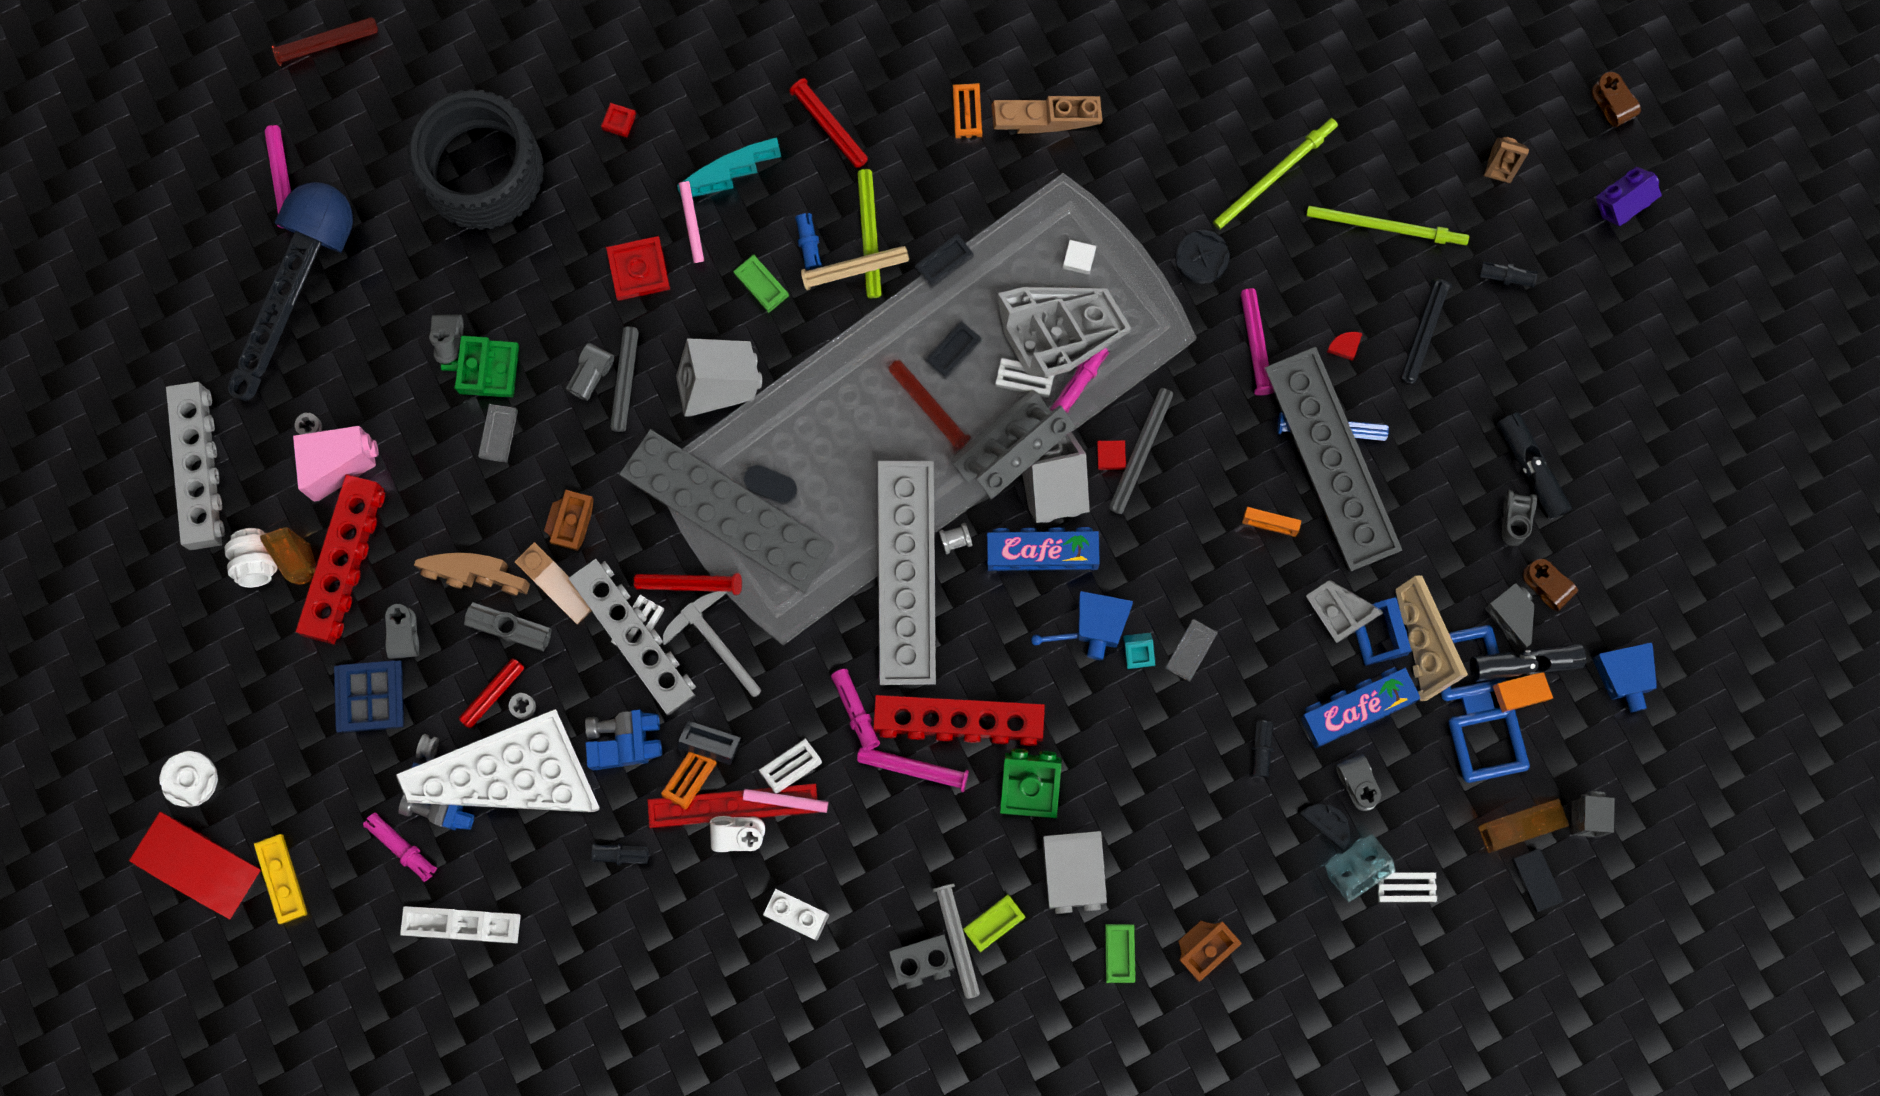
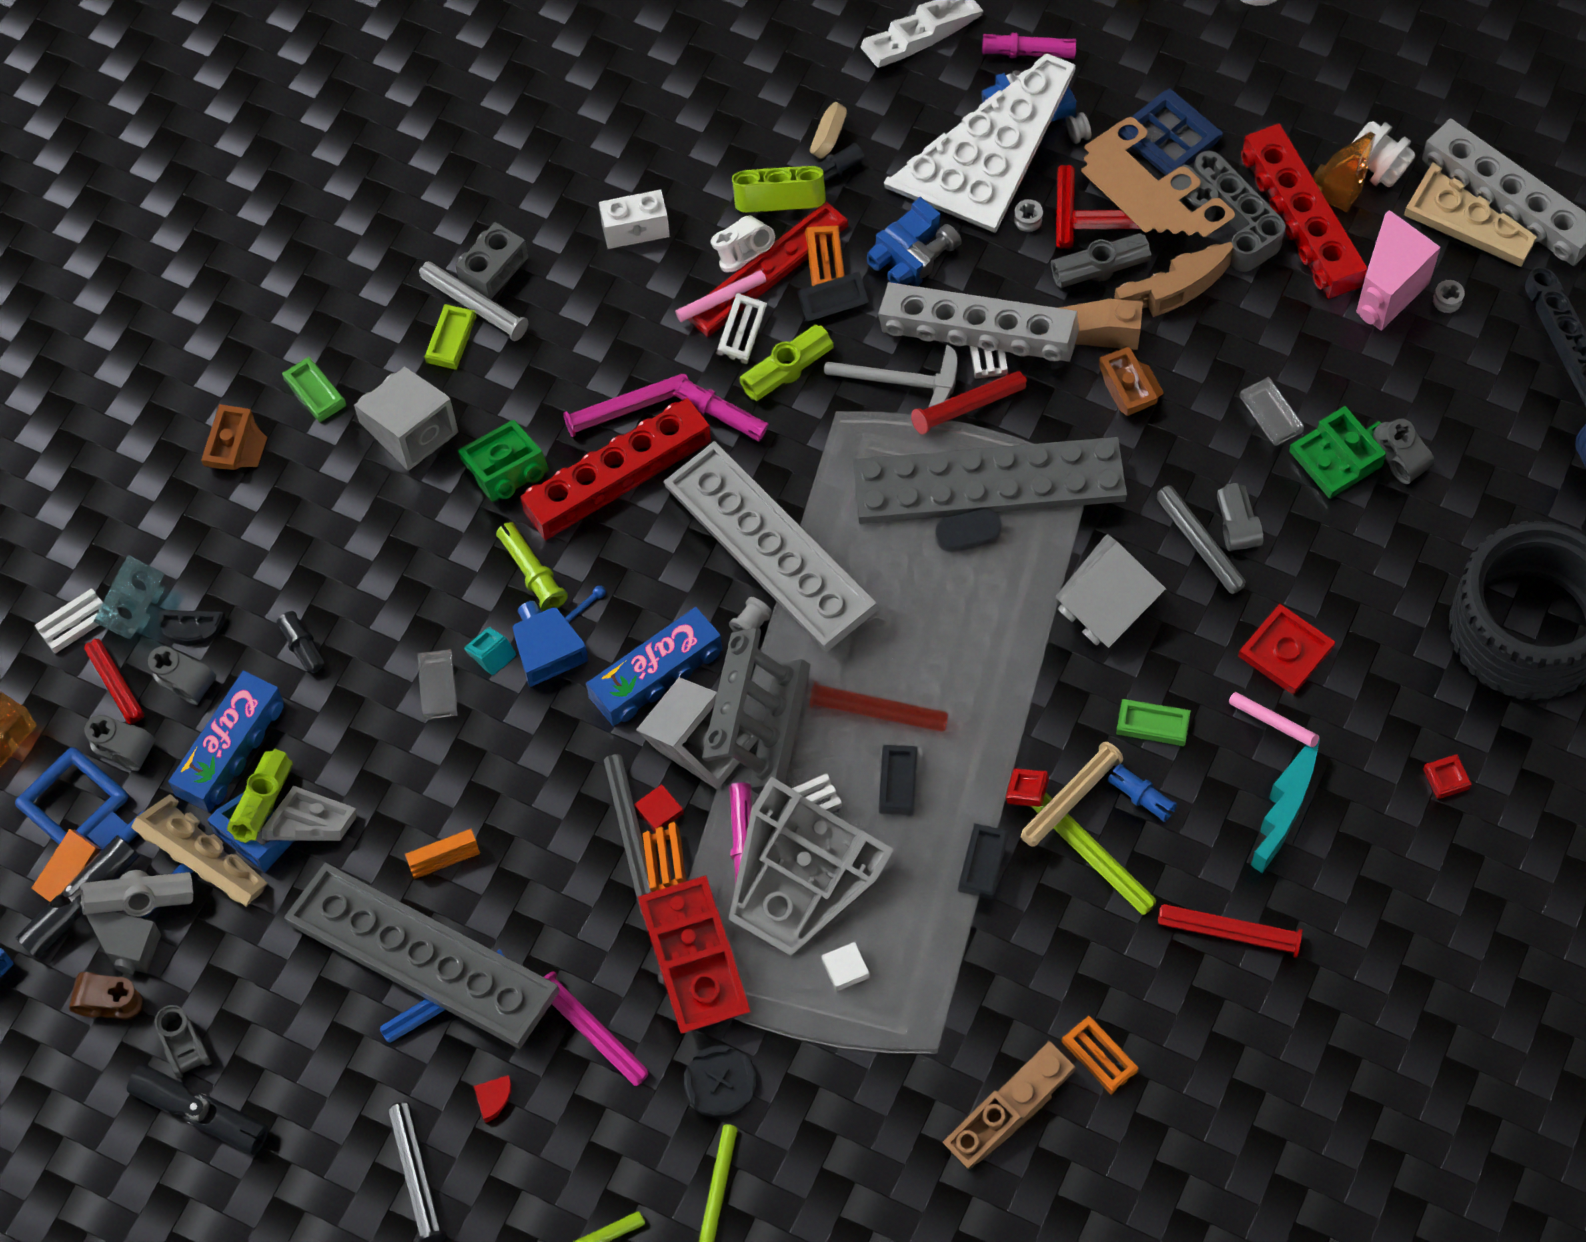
camera: 140 degrees right, 15 degrees down
(241, 476) = (1456, 212): none -> tan wing
(384, 597) = (1243, 199): none -> dark grey beam
(438, 651) = (1138, 193): none -> medium nougat piece
(467, 651) = (1101, 220): none -> red axle
(600, 885) = (828, 130): none -> tan tile
(690, 858) = (779, 189): none -> lime beam
(763, 713) = (772, 372): none -> lime piece
(876, 290) = (1027, 787): none -> red tile
(1071, 674) = (538, 577): none -> lime pin
(1142, 420) = (660, 838): none -> orange tile
(1166, 330) = (693, 954): none -> red slope
(1351, 653) = (259, 796): none -> lime piece
(1407, 814) = (114, 681): none -> red axle
(1429, 757) = (119, 741): none -> dark grey piece
(1490, 629) = (136, 893): none -> light grey piece

